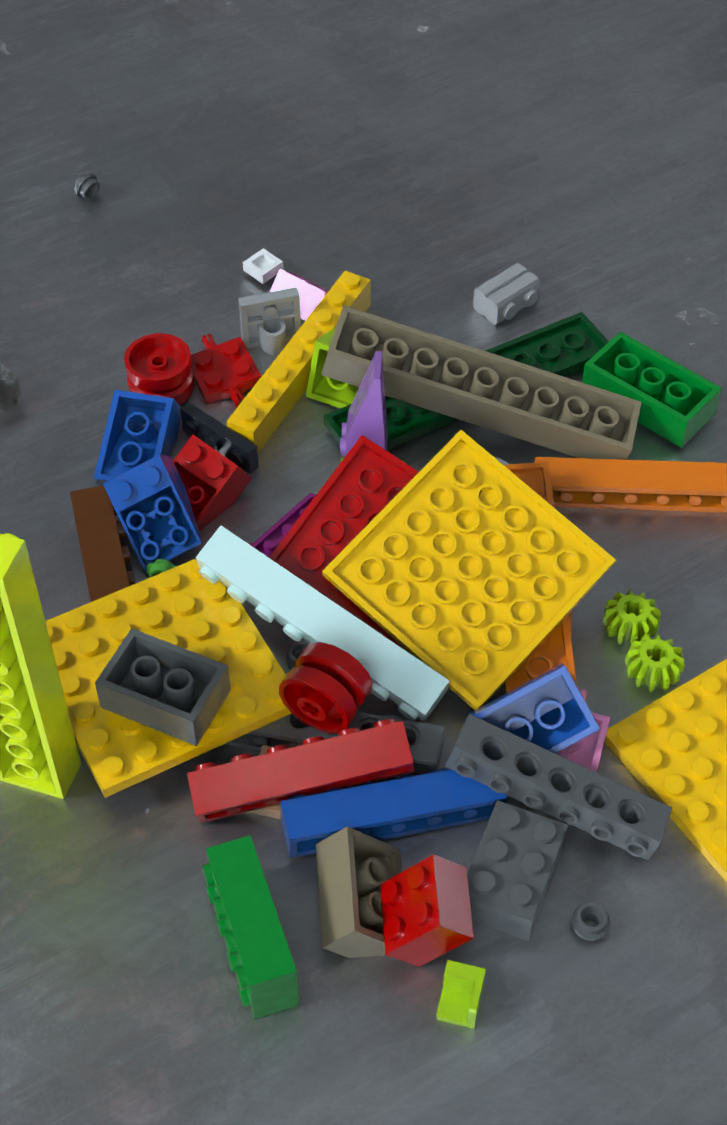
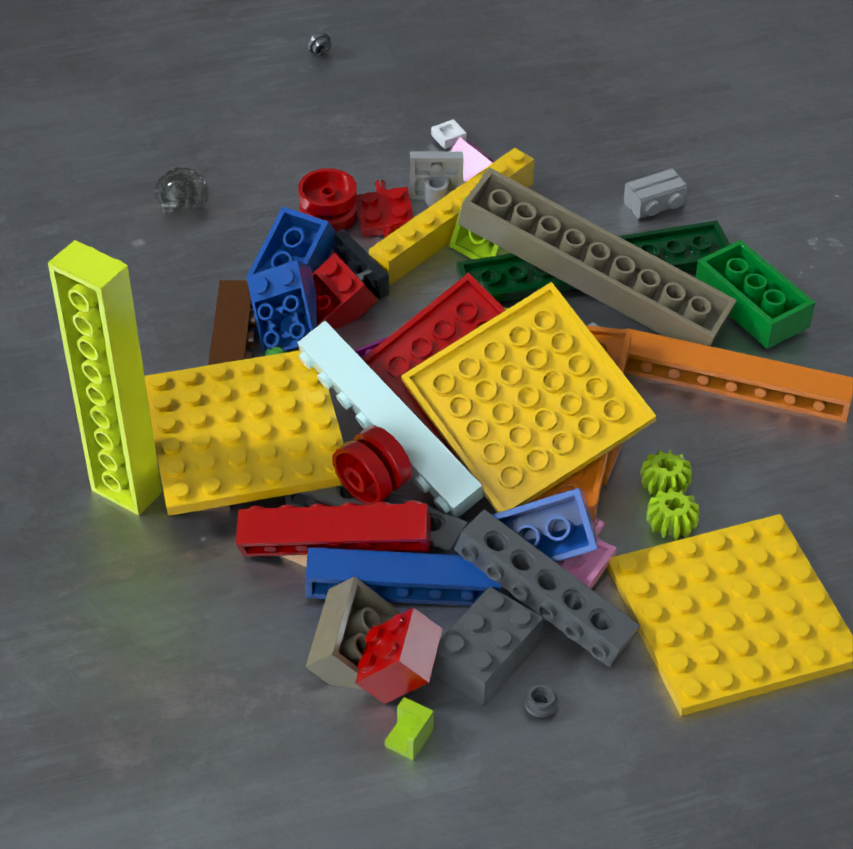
camera: 15 degrees right, 5 degrees down
(163, 686) = (238, 435): dark grey brick -> none
(250, 928) = (250, 637): green brick -> none
(368, 410) = (489, 259): medium lavender slope -> none

